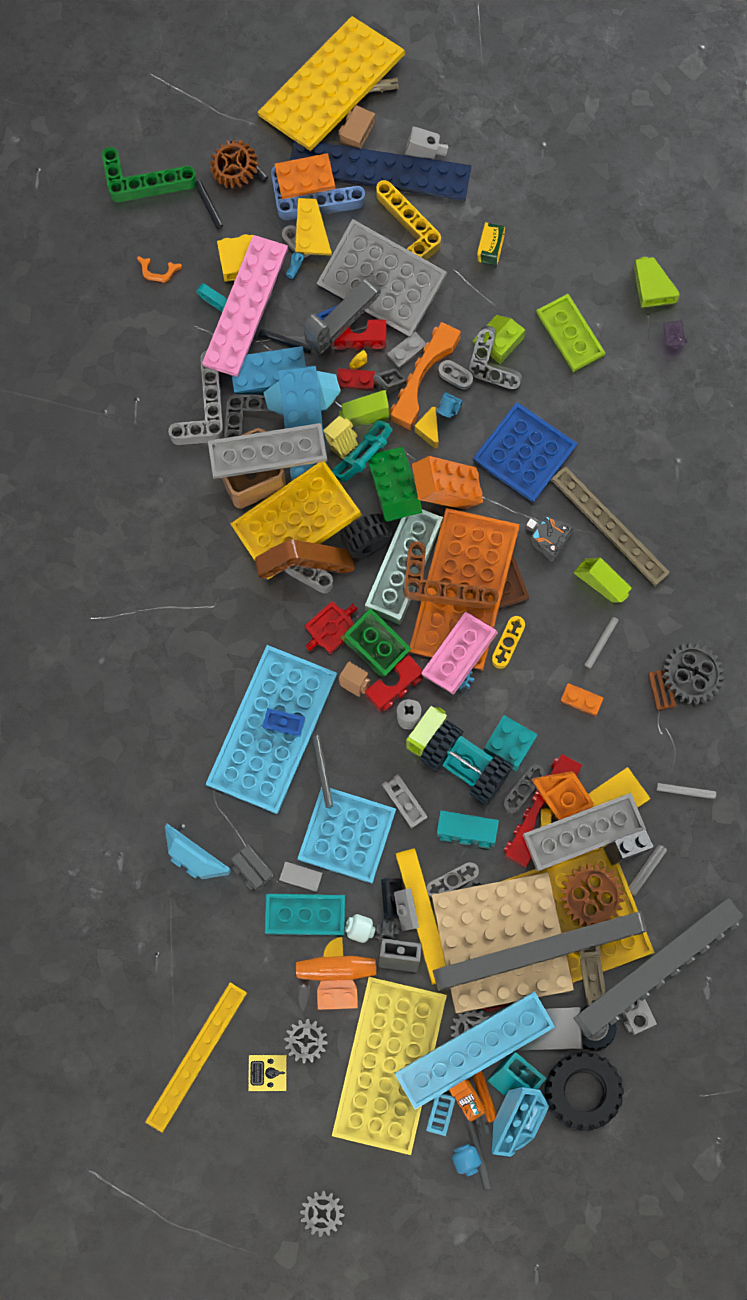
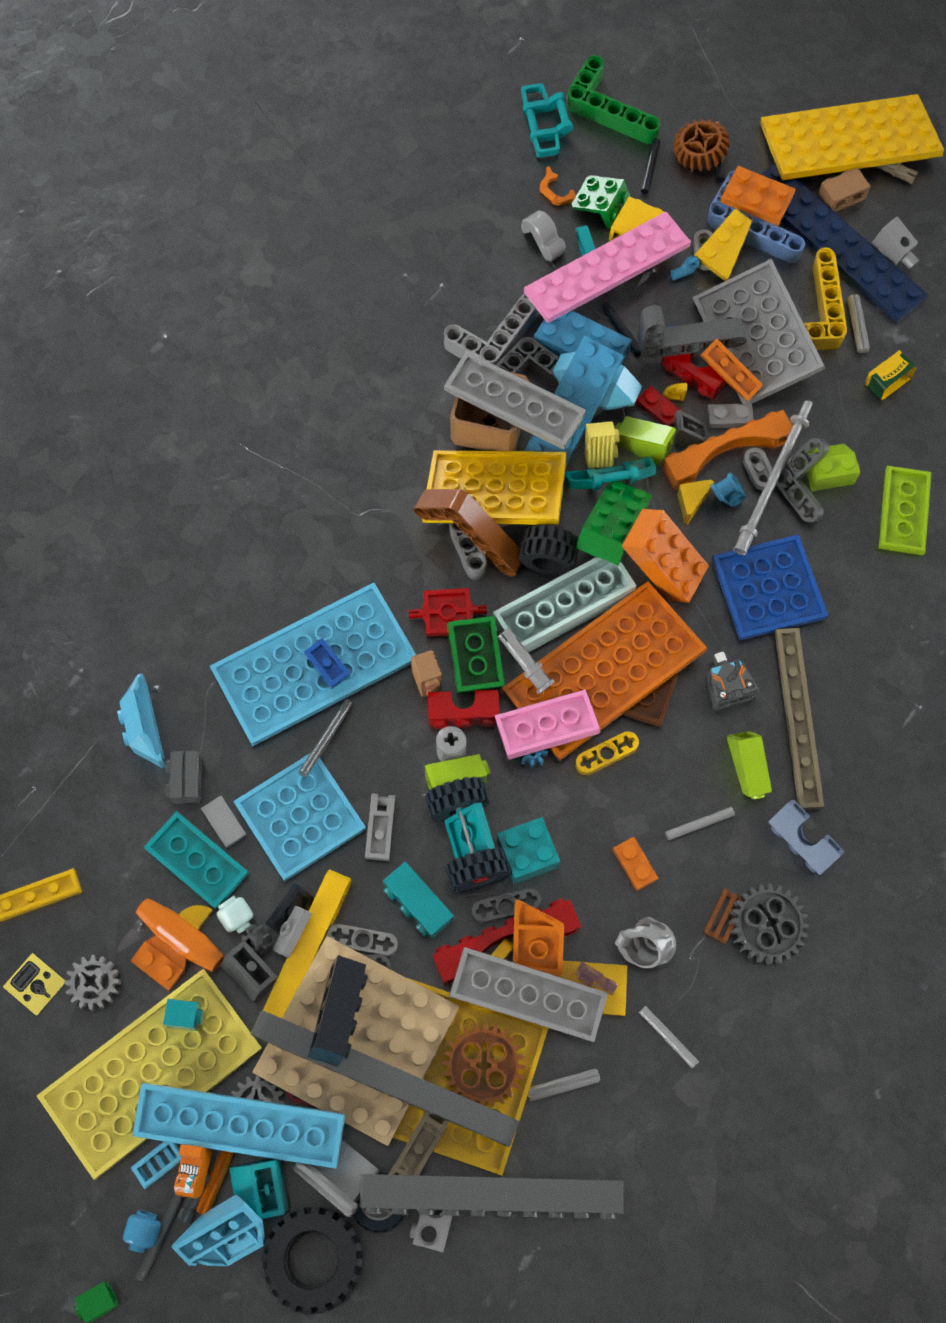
camera: 35 degrees right, 5 degrees down
(99, 209) = (542, 106): none -> teal bar
(179, 311) = (545, 234): none -> light grey animal
(196, 254) = (602, 196): none -> green bracket
(383, 1013) = (183, 1015): none -> teal brick
(387, 319) = (731, 370): none -> orange plate
(420, 624) = (532, 669): none -> light grey pin
(441, 220) = (858, 323): none -> light grey axle
(441, 587) = (579, 648): dark orange beam -> none
(474, 1222) = (96, 1302): none -> green brick
(482, 932) = (337, 1011): none -> black brick
(484, 424) = (749, 532): none -> light grey bar
(555, 1043) = (326, 1188): none -> light grey axle
(612, 791) = (590, 977): none -> plate
(628, 847) = (561, 1046): brick -> none
(632, 739) = (652, 939): none -> light grey helmet
(689, 606) = (789, 825): none -> sand blue arch

